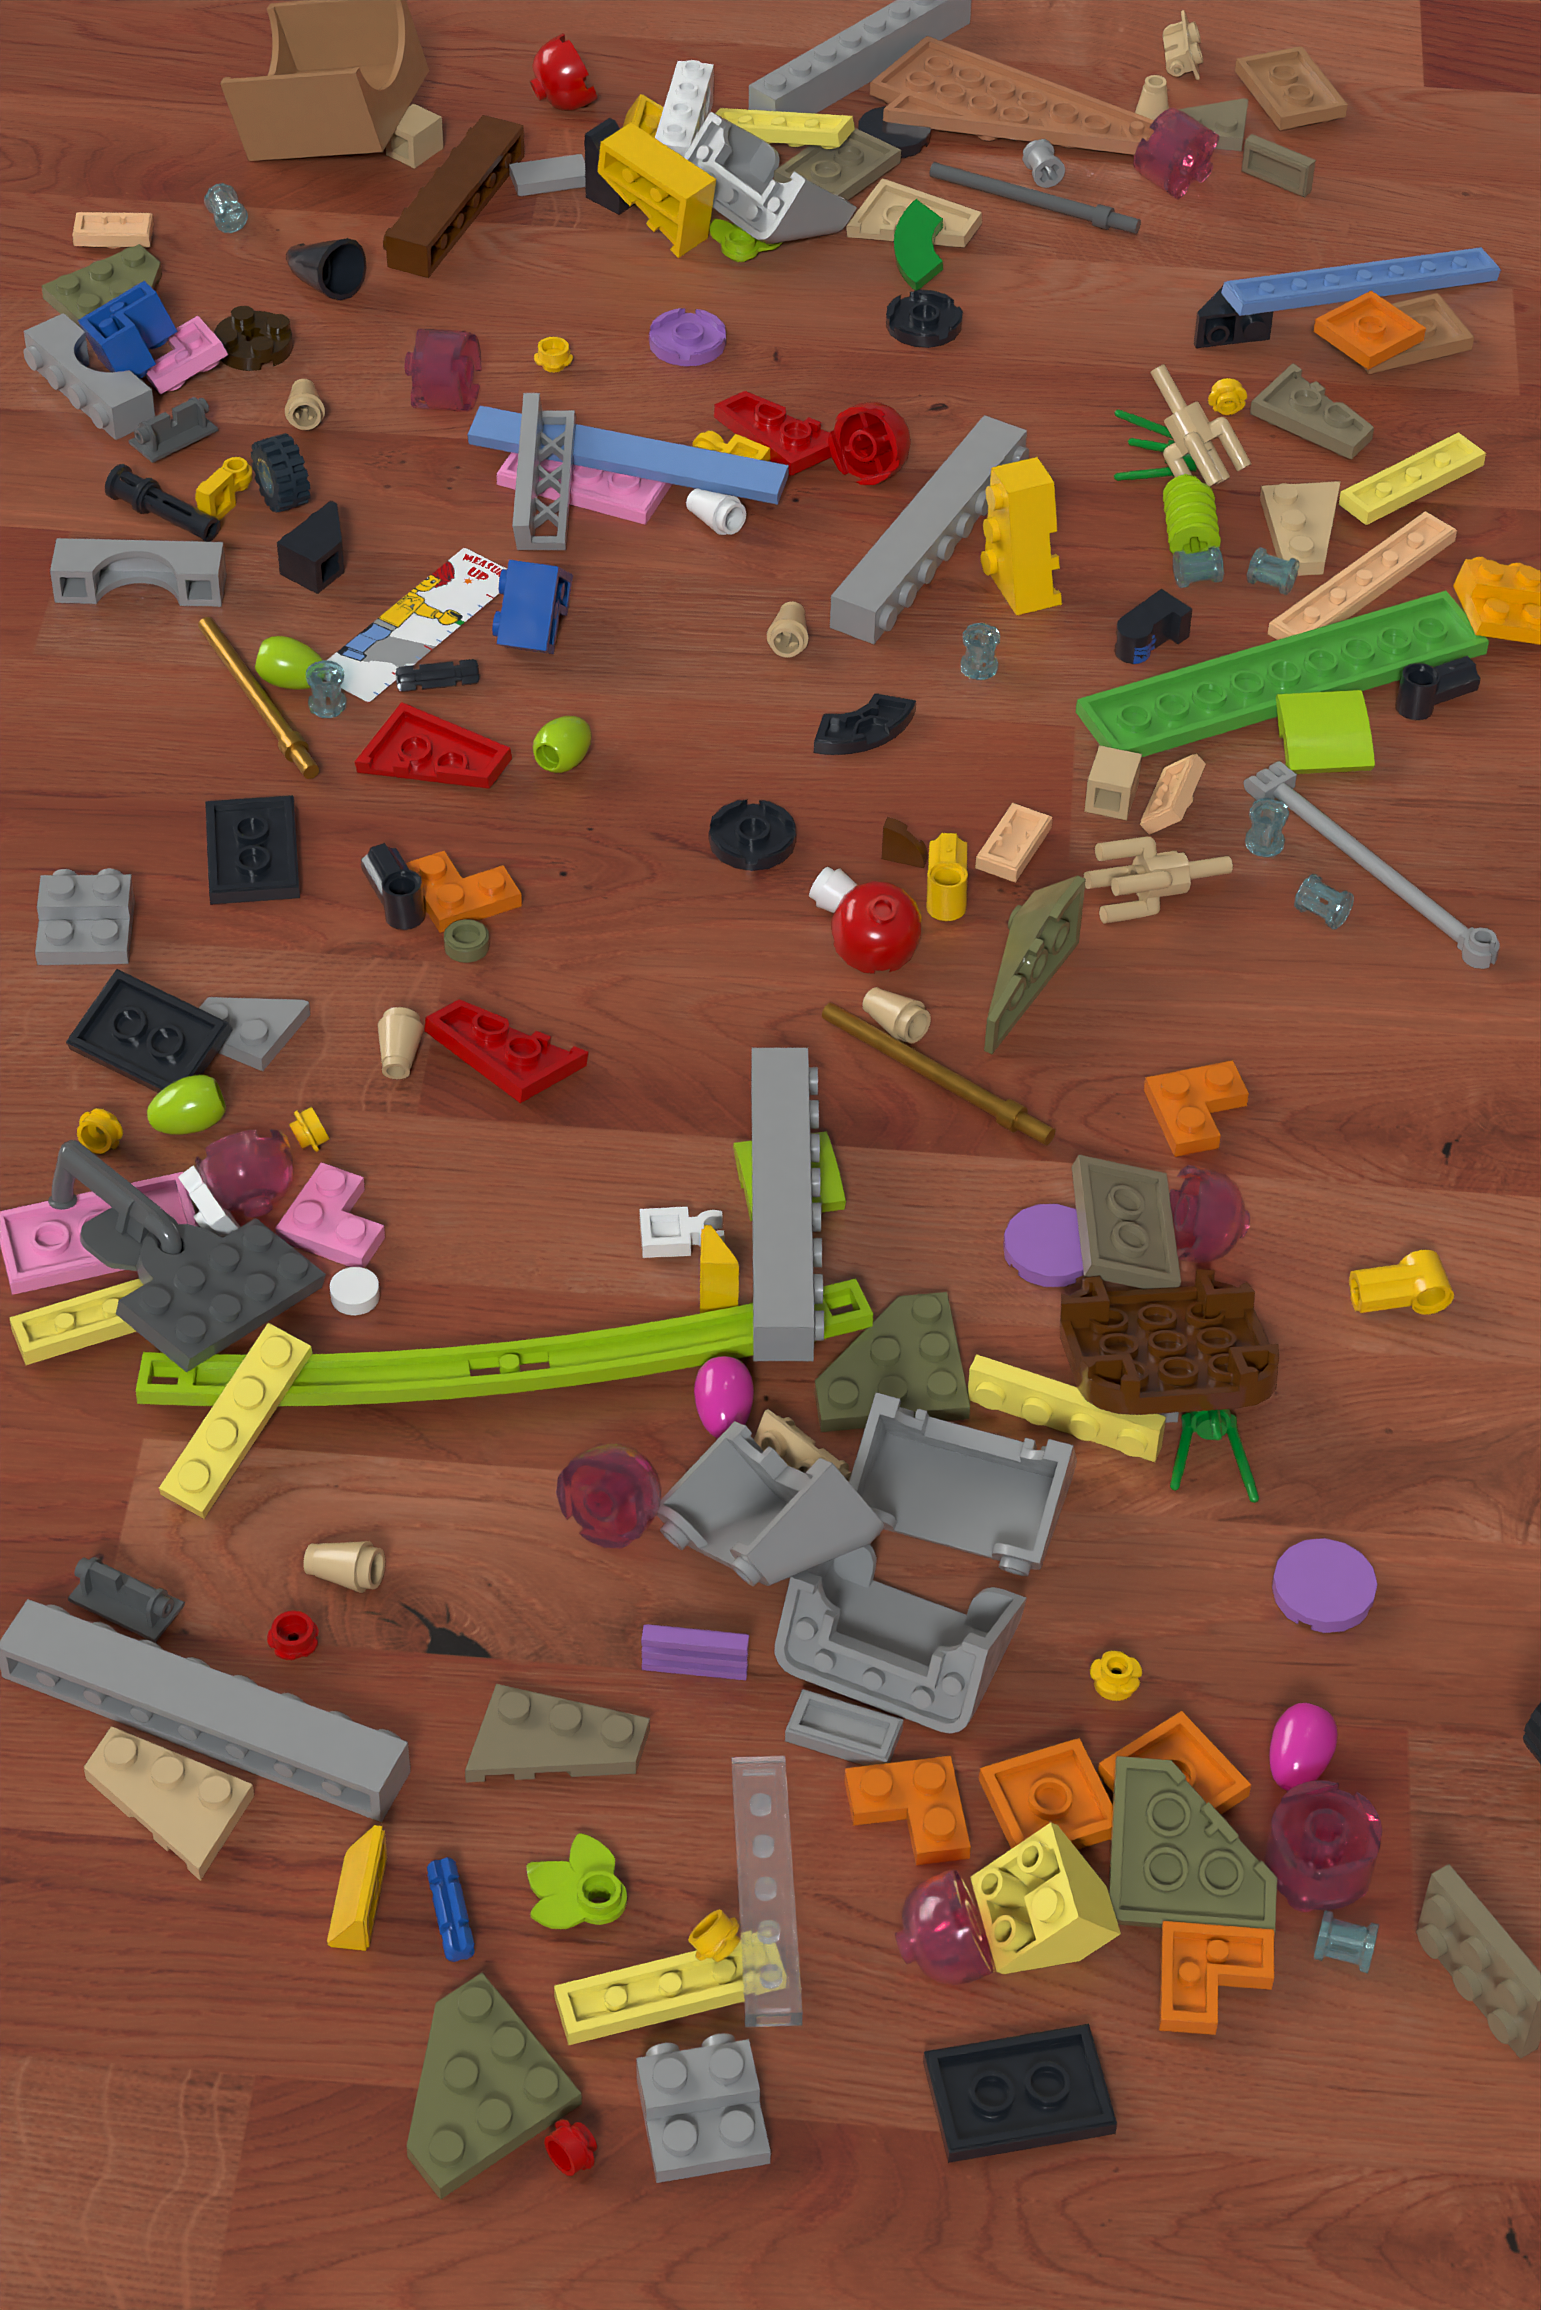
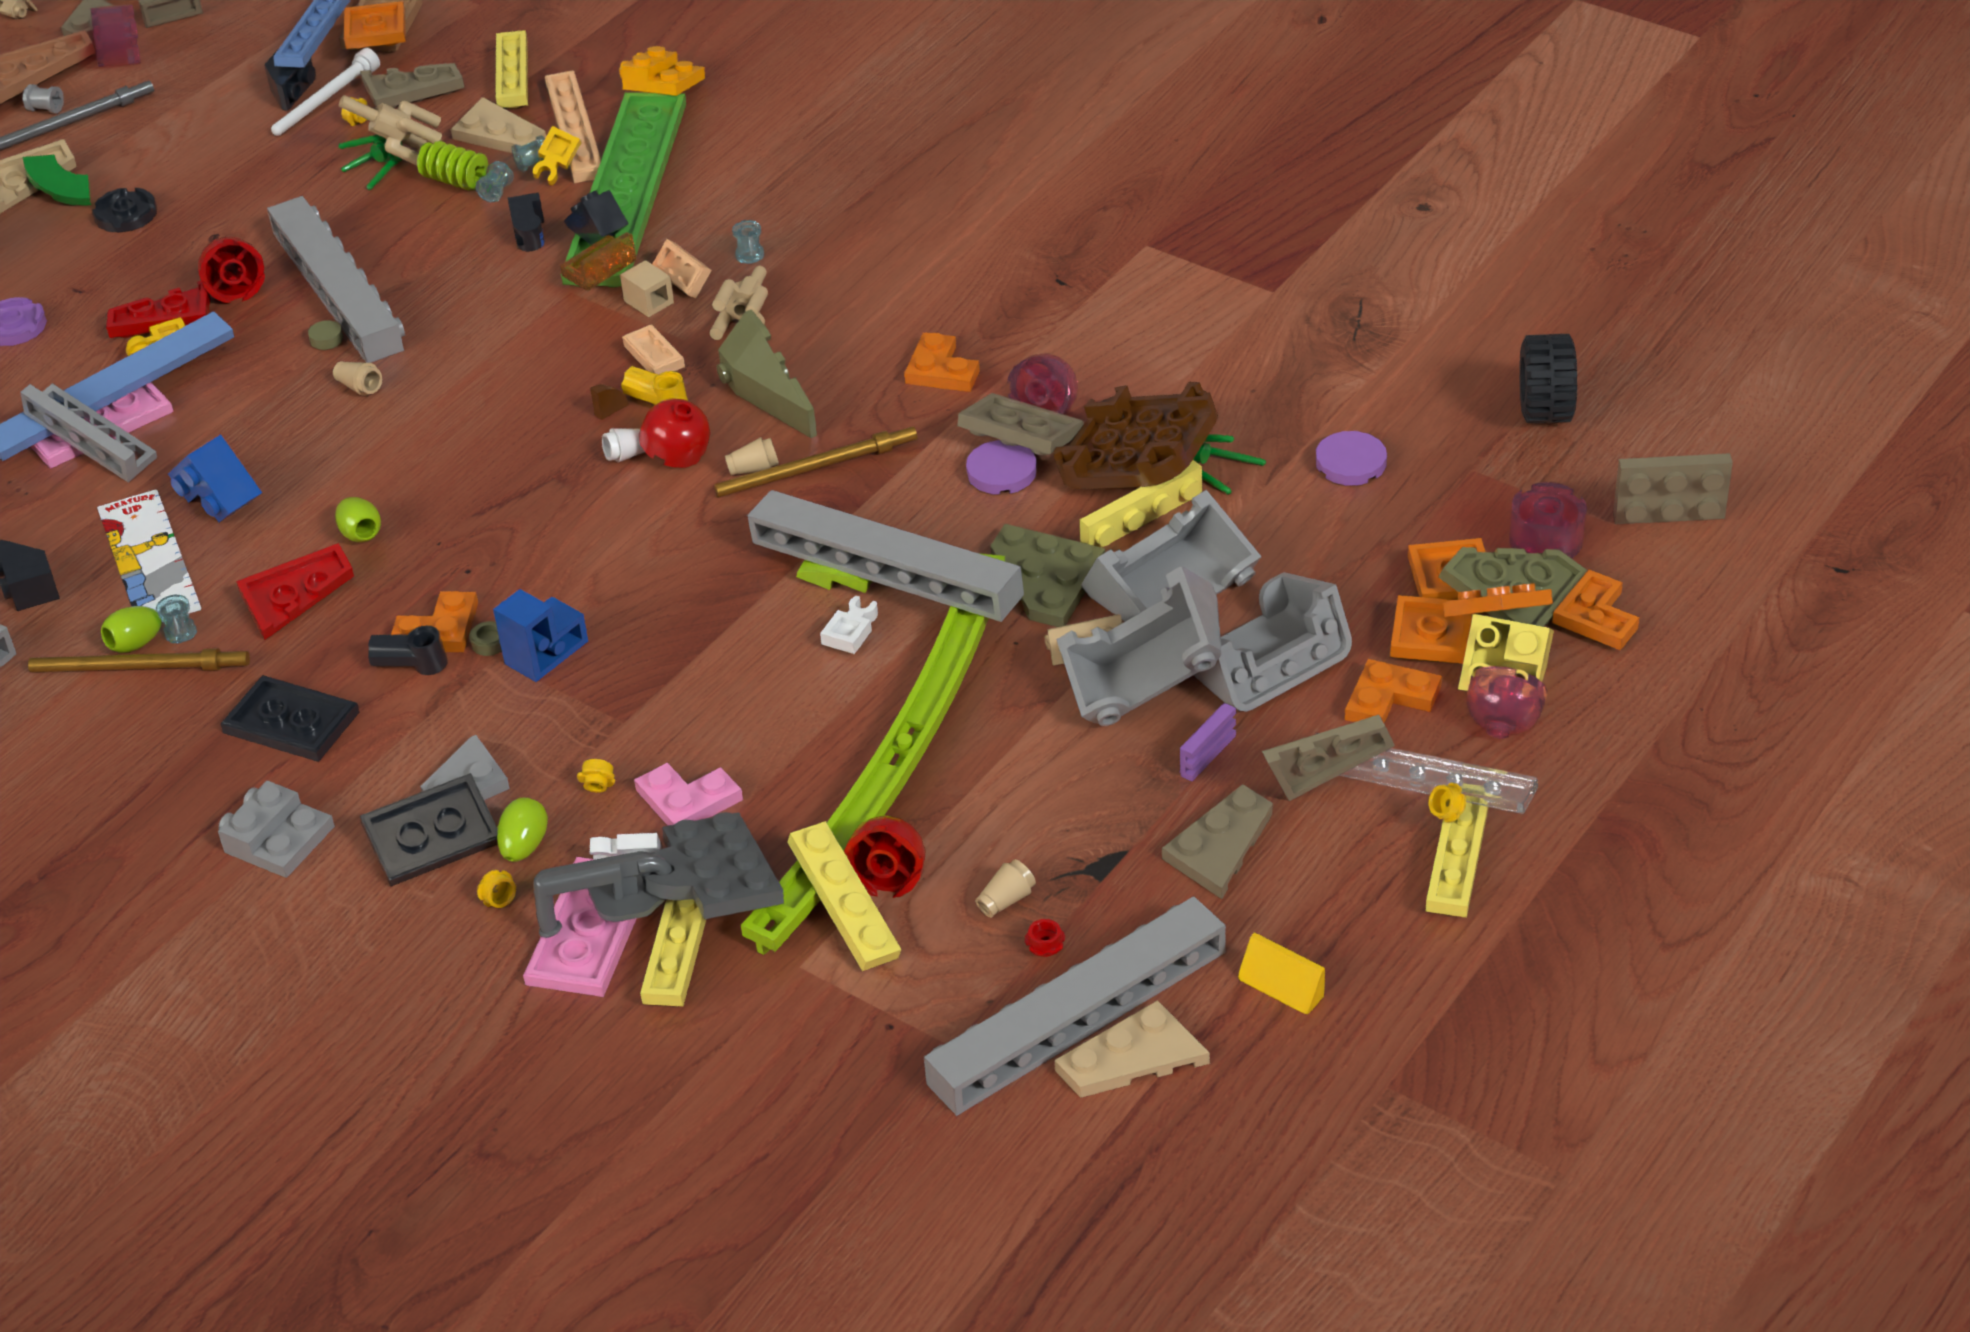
camera: 55 degrees left, 5 degrees down
(124, 1599) = (945, 1019): dark grey hinge -> none
(248, 1171) = (623, 809): clear pink cylinder -> none
(322, 1428) = (886, 855): none -> red cylinder
(354, 1291) = (763, 805): white tile -> none
(398, 1040) = (557, 700): tan cone -> none
(437, 675) = (217, 561): black axle -> none
(450, 1909) = (1325, 936): blue axle -> none
(476, 974) = (538, 633): none -> blue brick
(481, 2088) = (1471, 969): olive plate -> none
(505, 1056) = (621, 652): red wing -> none
(571, 1885) = (1348, 868): lime plate -> none
(571, 2147) = (1548, 940): red plate -> none
(610, 1494) = (1060, 727): clear pink cylinder -> none
(702, 2108) = (1554, 869): light grey plate -> none
(711, 1774) = (1326, 755): none -> dark tan wing
(717, 510) = (206, 367): white cone -> none
(717, 1273) = (920, 611): yellow slope -> none
(723, 1394) = (1012, 652): dark pink animal -> none
(752, 835) = (525, 467): black tile -> none
(837, 568) = (325, 335): none -> olive tile
(843, 1729) = (1310, 702): light grey tile -> none
(865, 728) = (479, 381): black tile -> none
(980, 651) = (472, 301): clear light blue bush -> none
(1019, 535) = (404, 231): yellow wedge -> none
(1019, 2093) = (1626, 727): black tile -> none
(1082, 1834) = (1497, 599): none -> orange plate
(1105, 717) = (600, 261): none -> clear orange bracket
(1111, 1685) = (1355, 568): yellow plate -> none
(1153, 97) = (48, 25): tan cone -> none
(1172, 676) = (596, 217): none -> black slope
(1279, 783) = (920, 204): light grey hinge -> none
(1283, 589) = (556, 151): none -> yellow plate
(1302, 1745) = (1467, 507): dark pink animal -> none
(1309, 898) = (830, 244): clear light blue bush -> none
(1314, 360) = (363, 60): none -> white piece
(1325, 732) = (692, 186): lime slope -> none
(1346, 1941) = (1612, 546): clear light blue bush -> none
(1414, 1282) = (1159, 331): yellow piece -> none
(1426, 686) = (698, 131): black piece -> none

